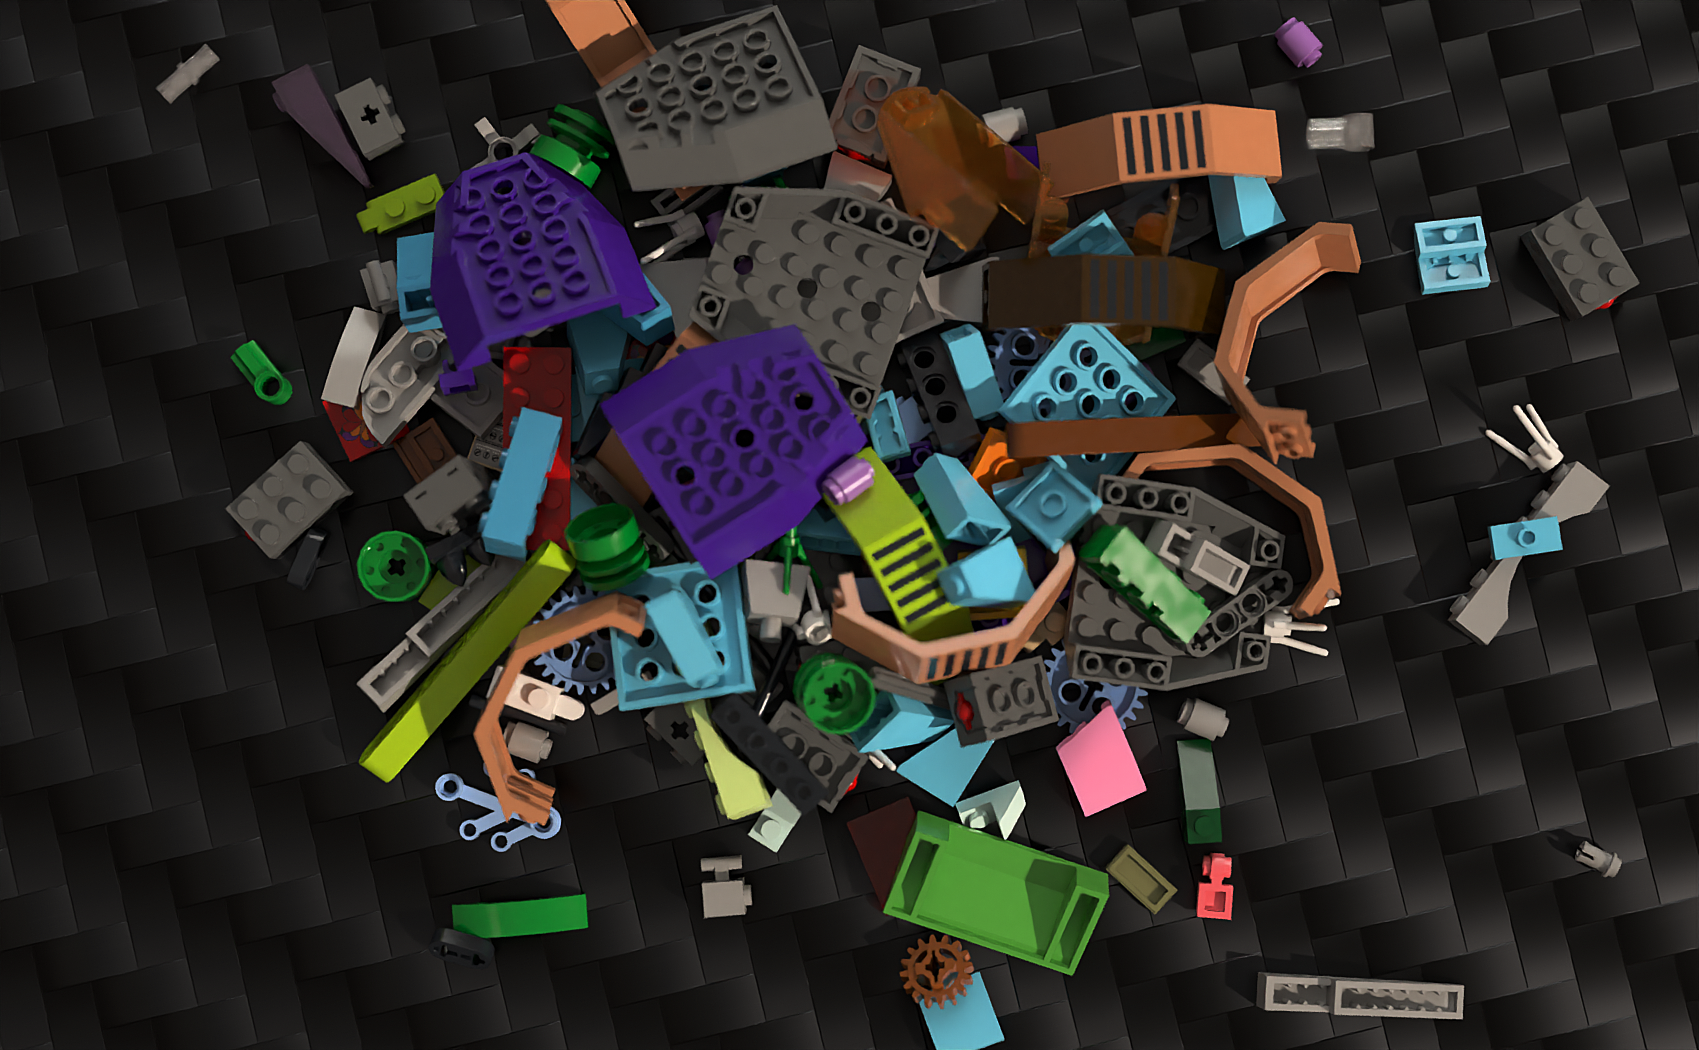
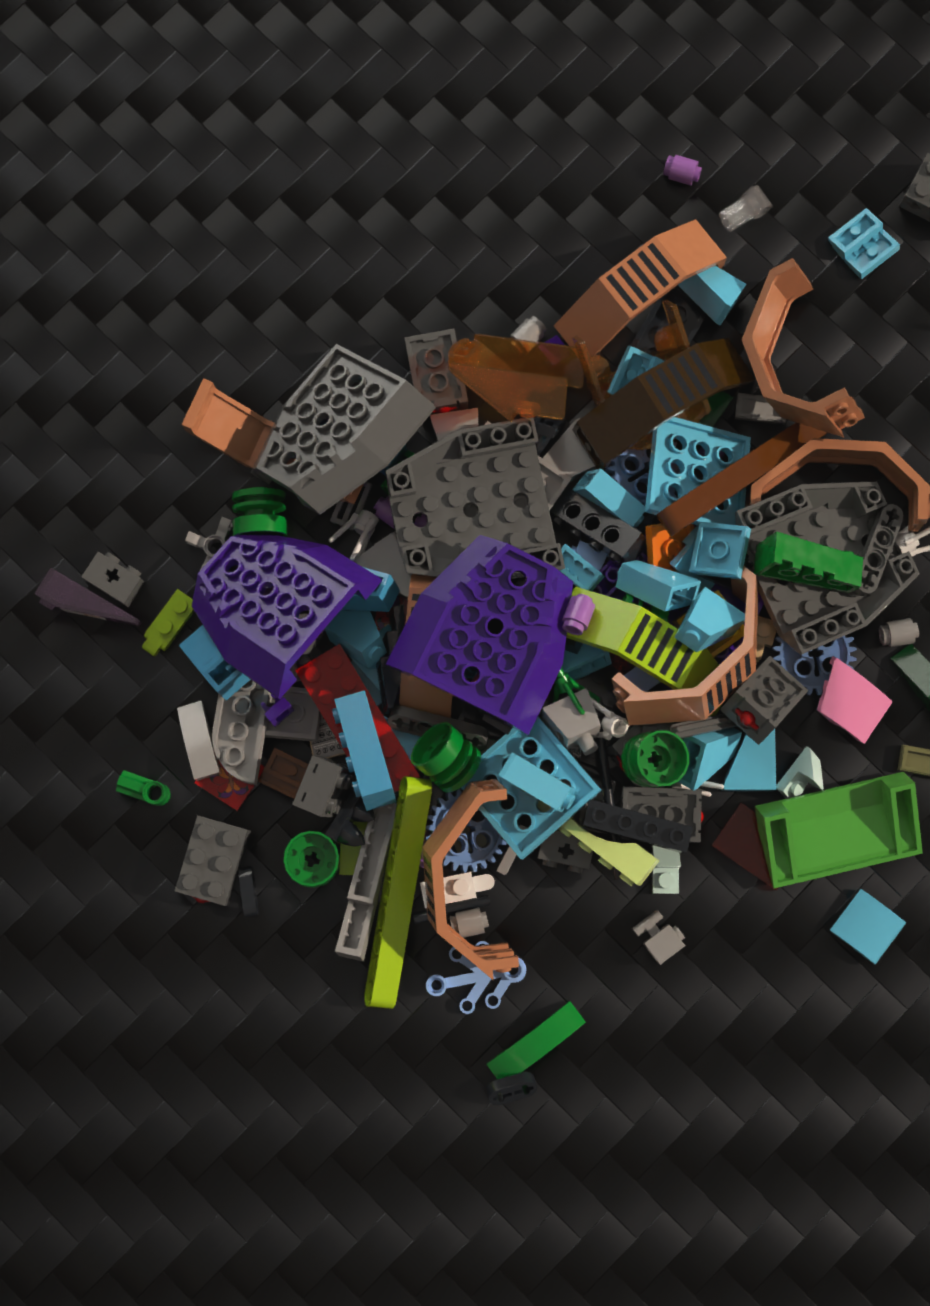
camera: 30 degrees left, 5 degrees down
(381, 286) = (189, 682): light grey brick -> none
(950, 971) = (842, 897): dark orange gear -> none
(1196, 556) = (831, 527): light grey slope -> none

